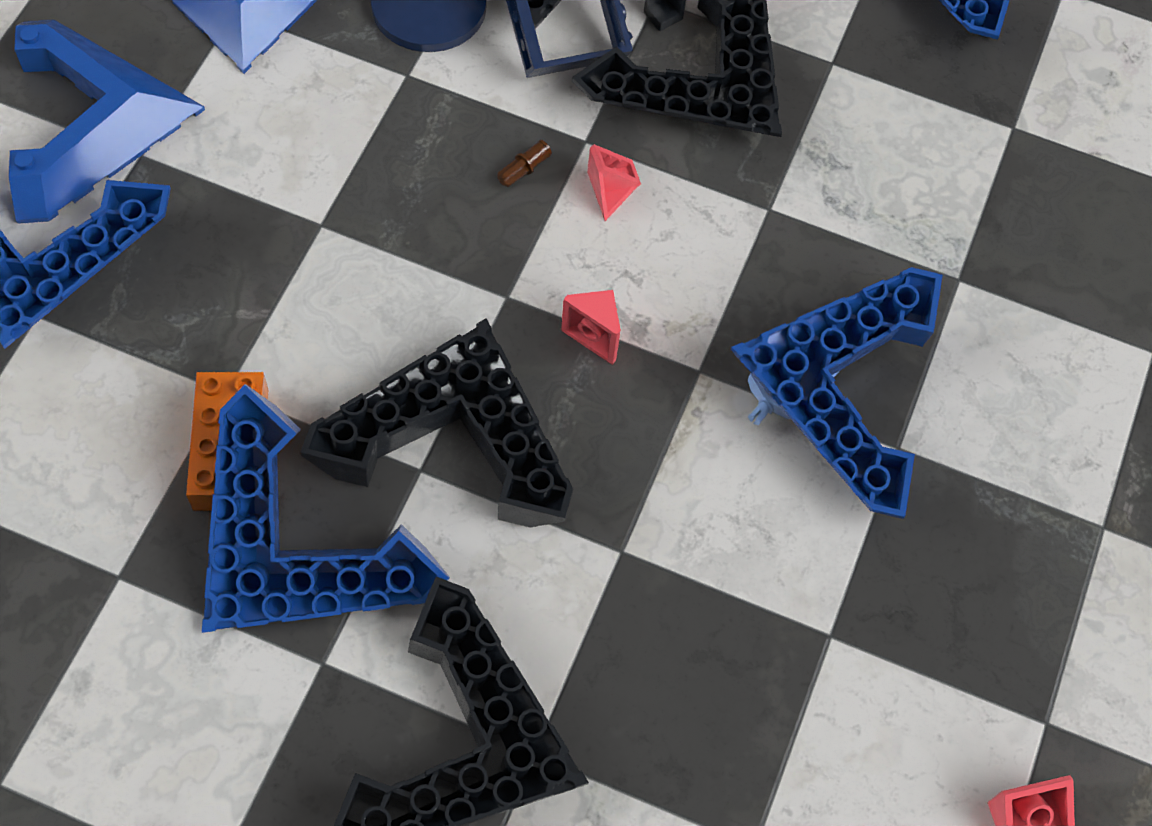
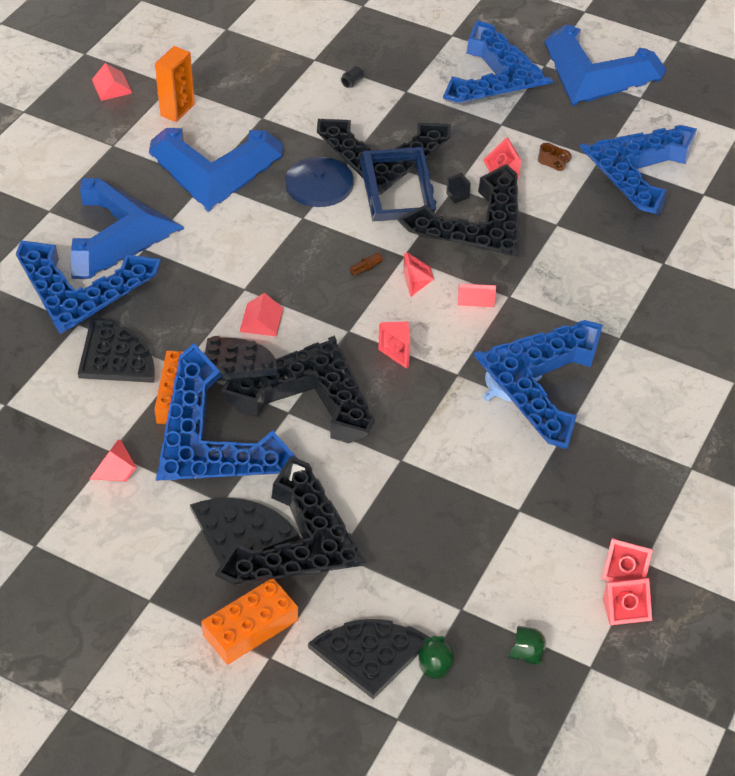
camera: 10 degrees right, 15 degrees down
(107, 378) = (115, 354): none -> black plate
(127, 607) = (116, 465): none -> coral slope
(324, 379) = (240, 358): none -> black plate
(356, 281) = (262, 316): none -> coral slope
(361, 718) = (241, 522): none -> black plate
(716, 210) = (476, 295): none -> coral slope
(1025, 739) = (626, 561): none -> coral slope

